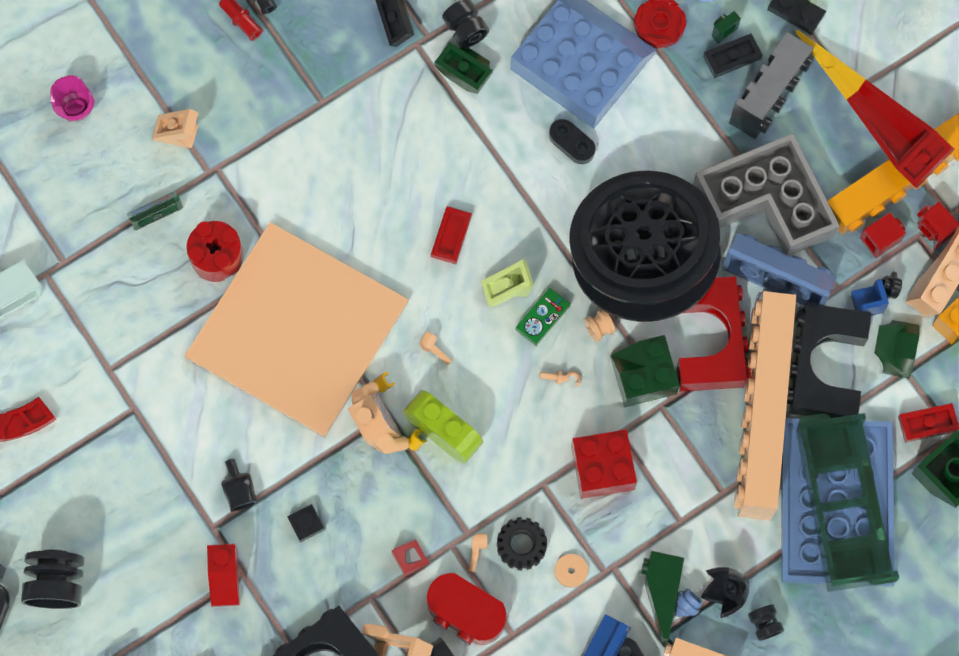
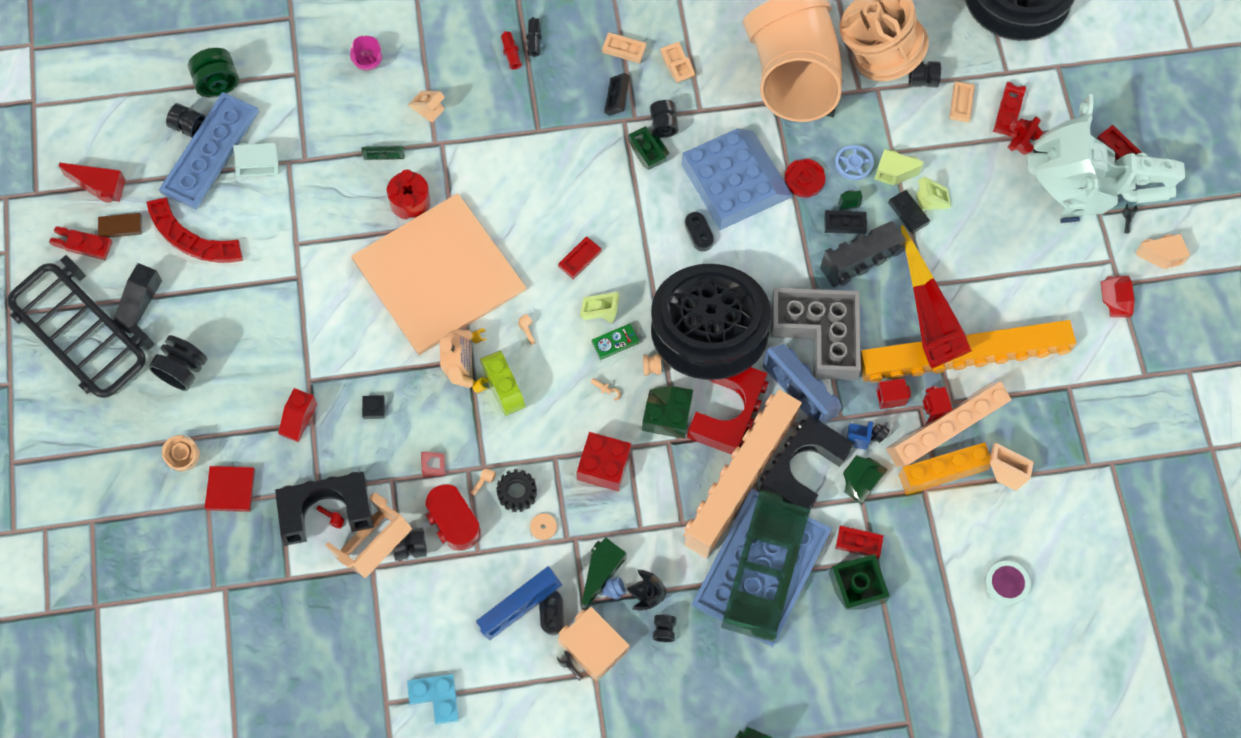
camera: 25 degrees right, 5 degrees down
(238, 488) = (339, 362): black piece -> none

